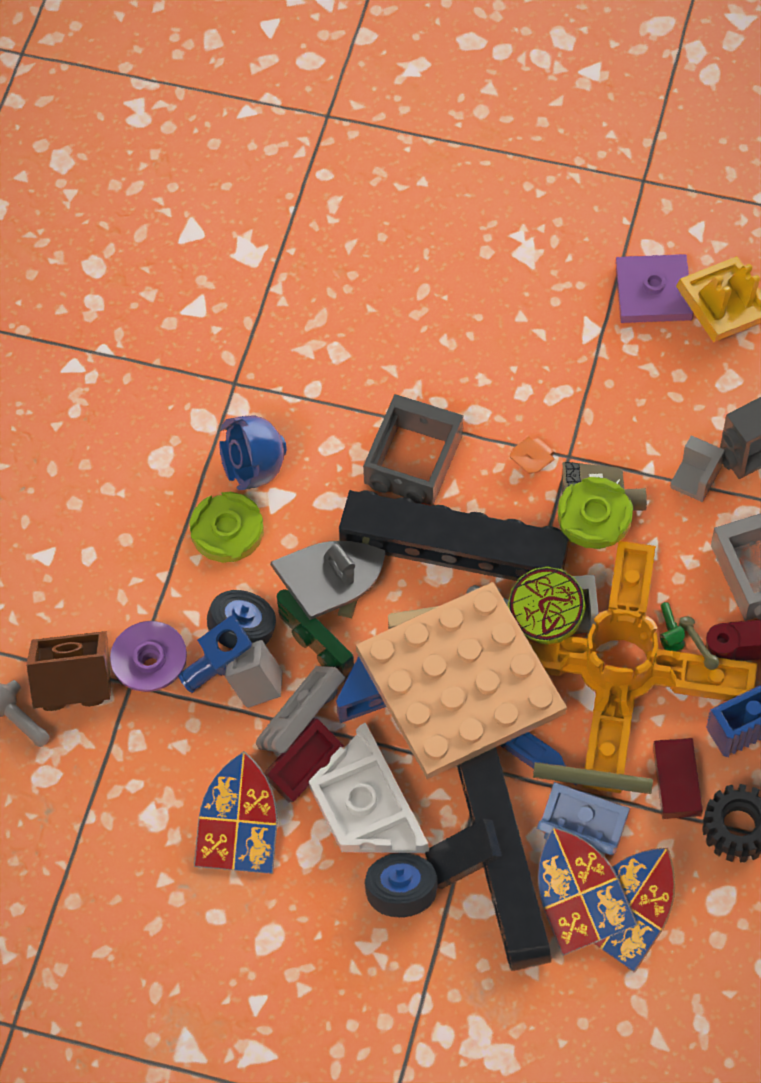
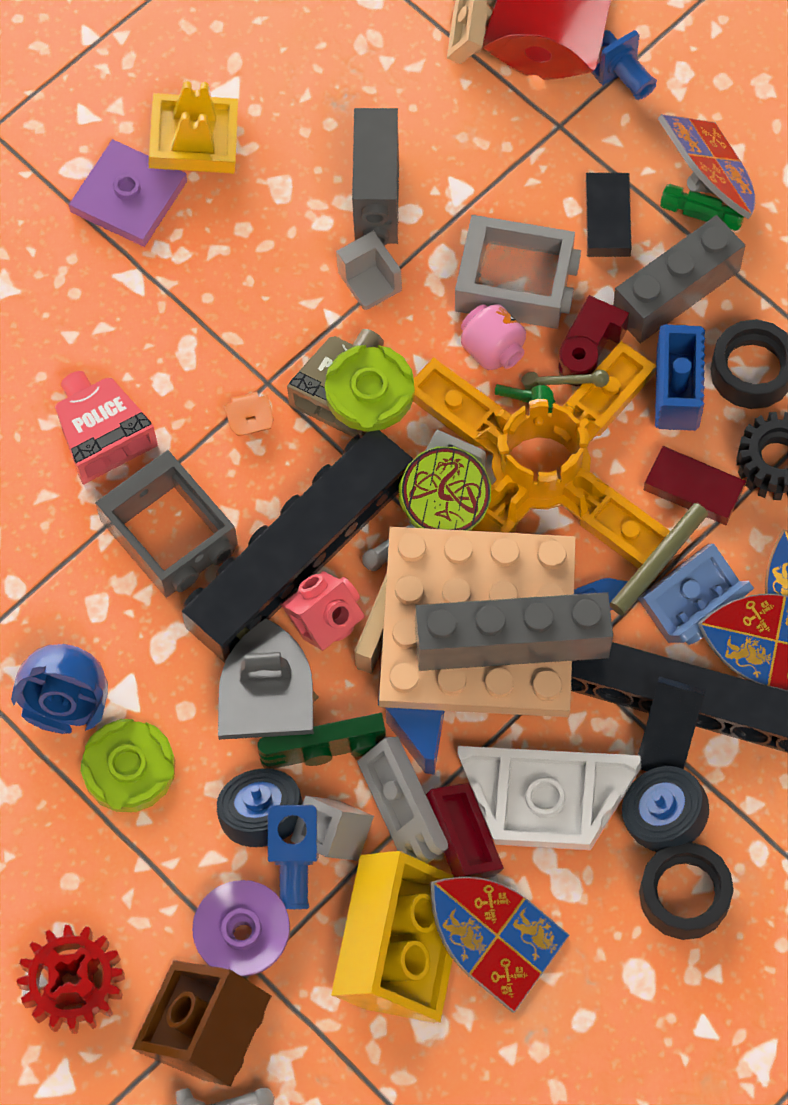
camera: 60 degrees left, 5 degrees up
(58, 578) = (59, 995): none -> red gear
(189, 753) = (390, 941): none -> yellow slope
(343, 903) = (694, 855): none -> black tyre
(411, 580) = (324, 609): none -> coral brick
(453, 696) = (513, 631): none -> dark grey brick
(458, 369) = (101, 425): none -> coral torso
(700, 577) = (493, 337): none -> bright pink head

